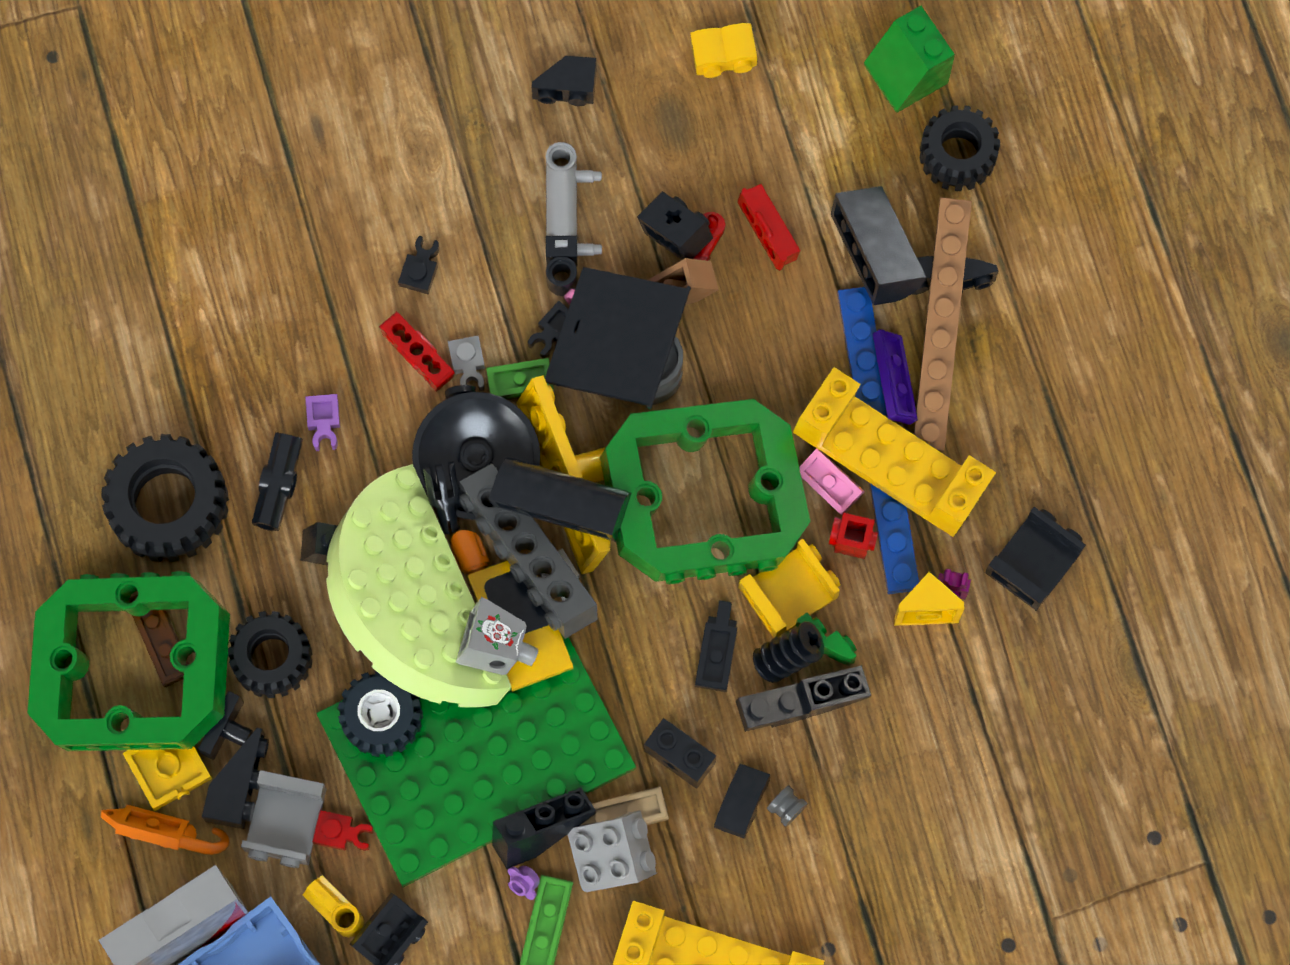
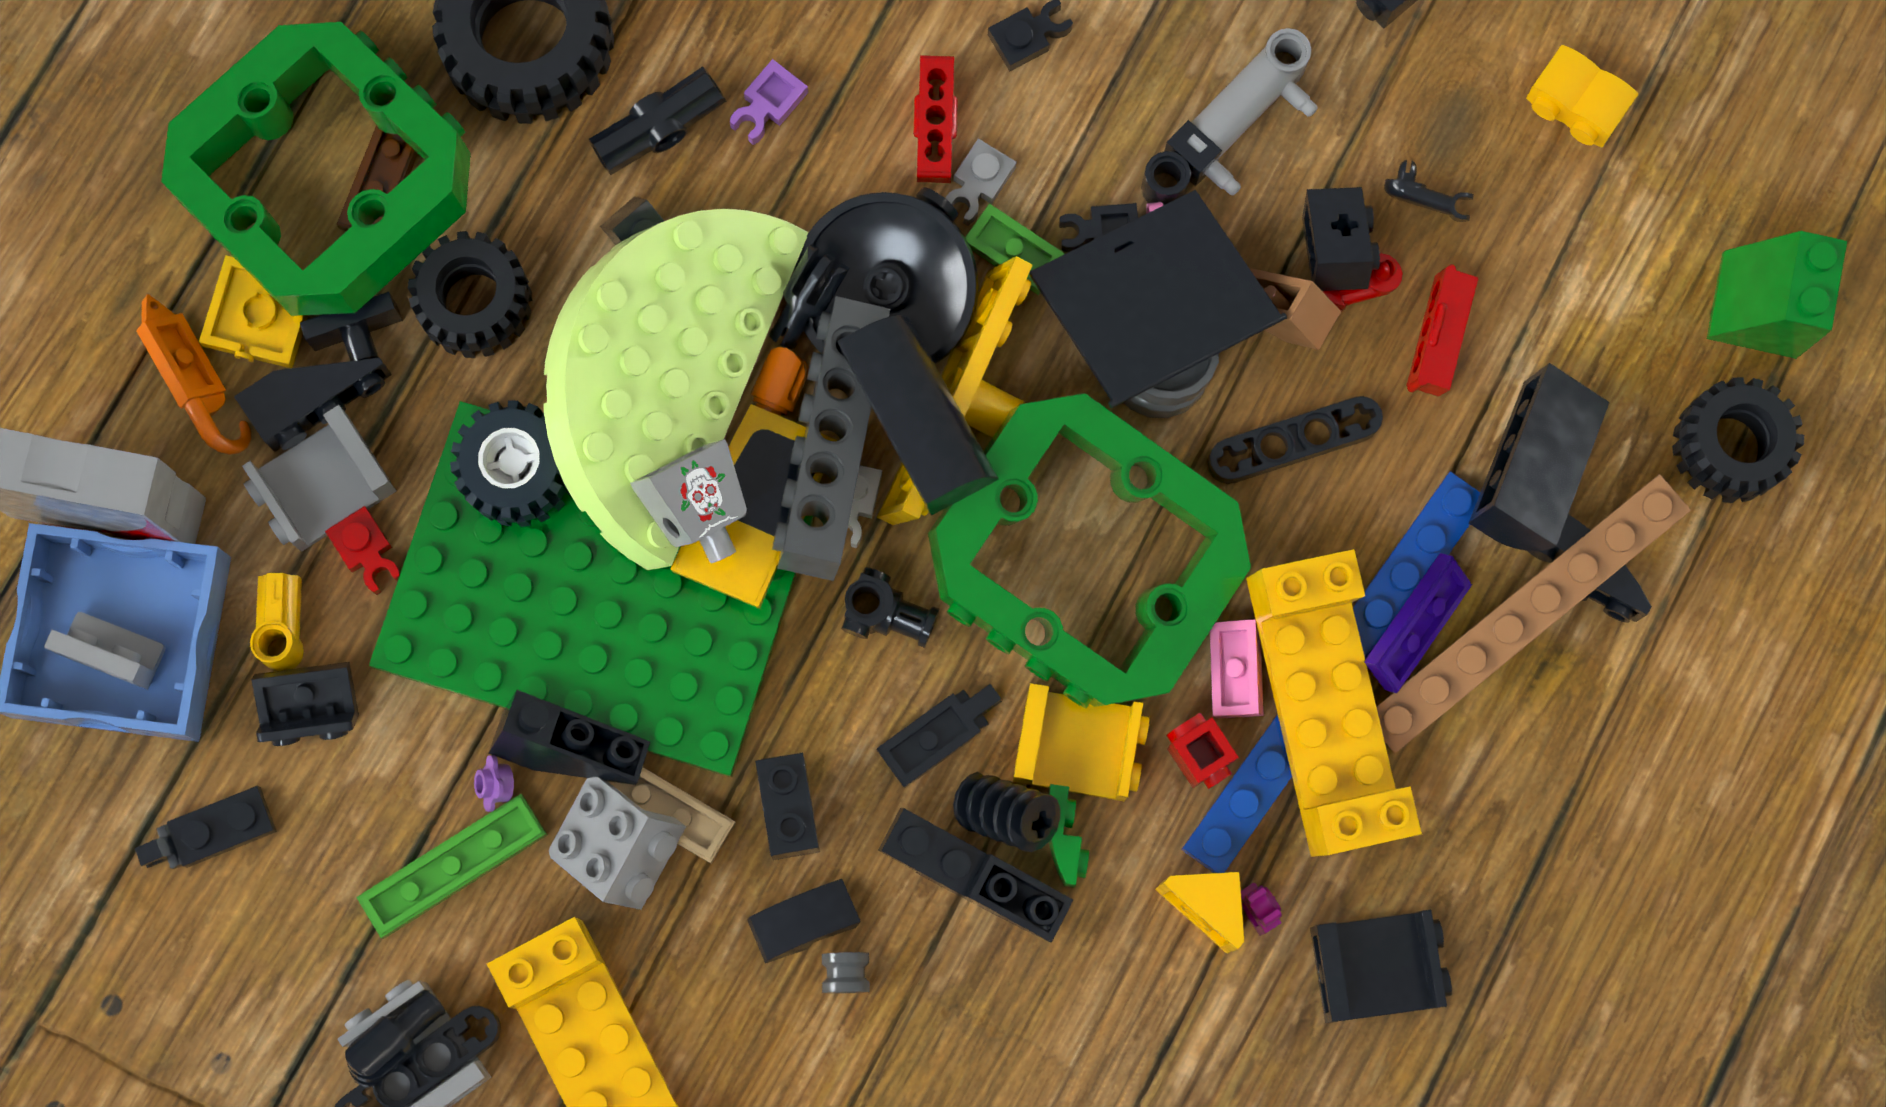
camera: 40 degrees right, 5 degrees up
(636, 611) = (891, 613): none -> black connector
(690, 170) = (1409, 191): none -> black piece
(745, 343) = (1297, 446): none -> black beam

